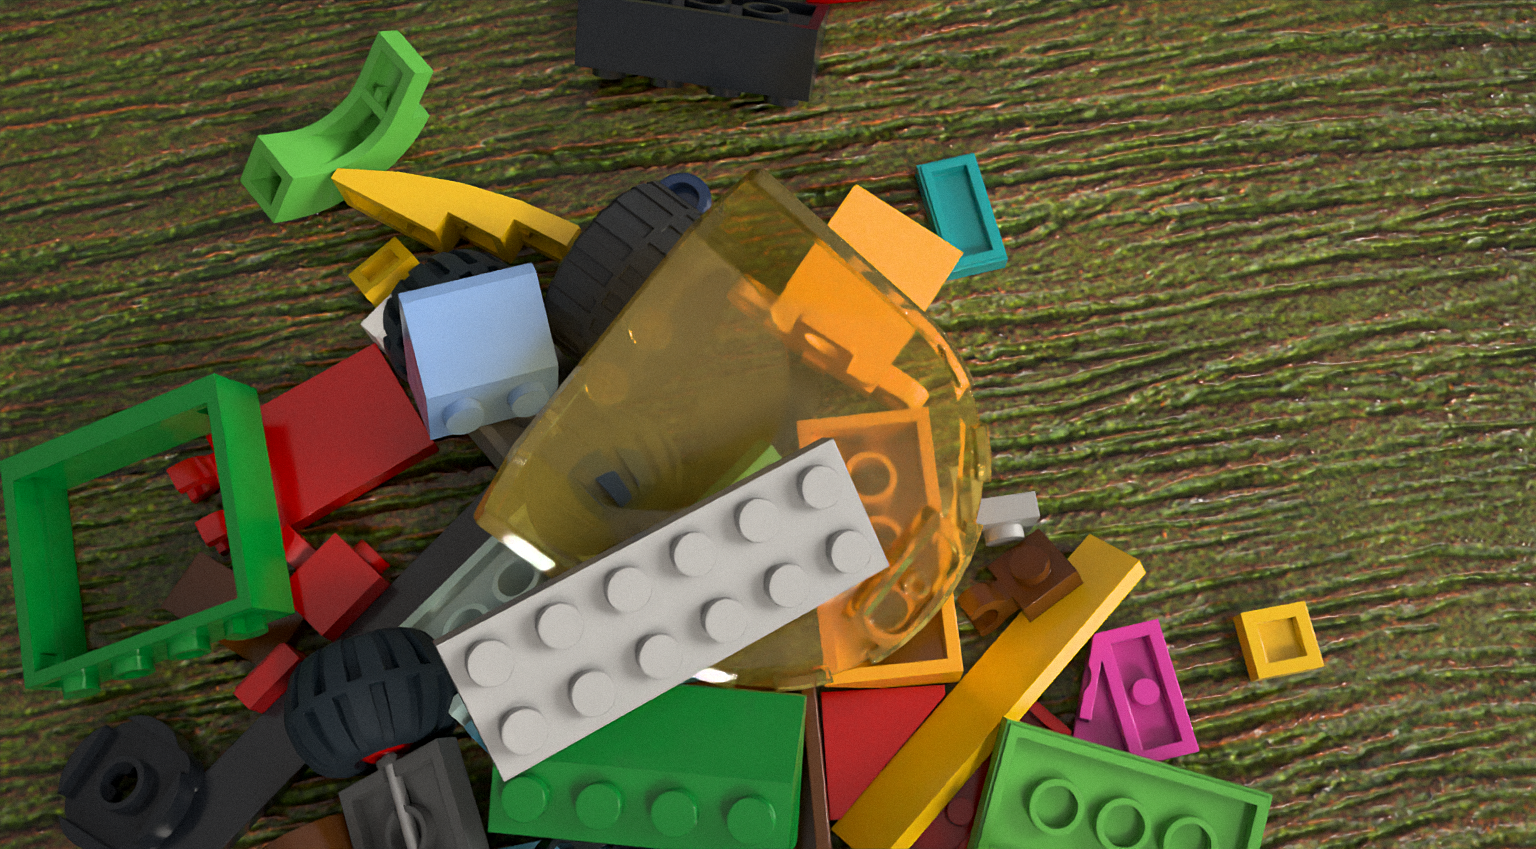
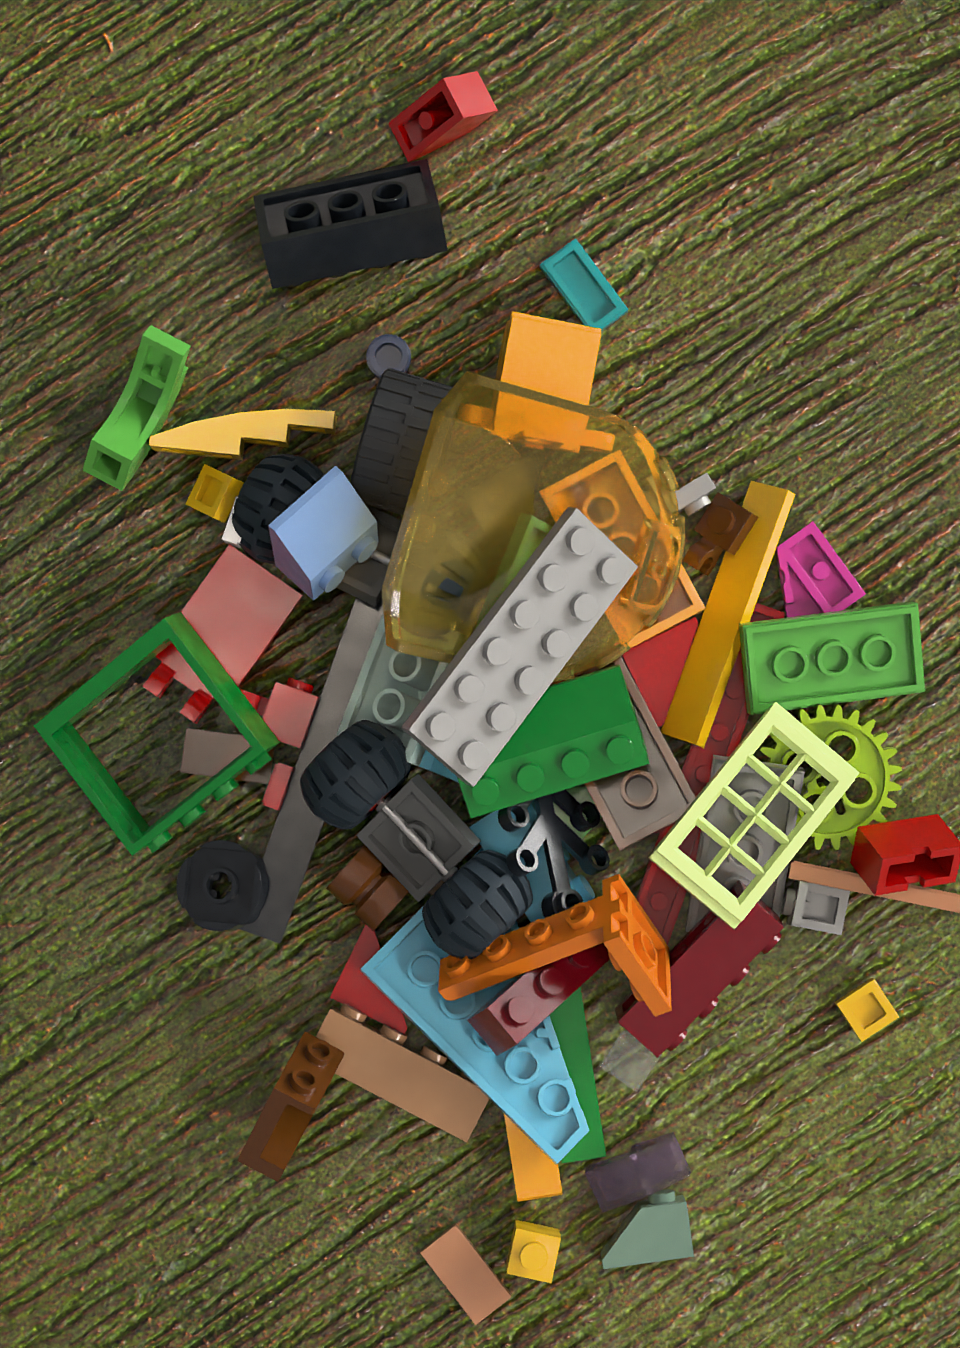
camera: 25 degrees left, 15 degrees up
(1278, 641) = (892, 503): yellow plate -> none

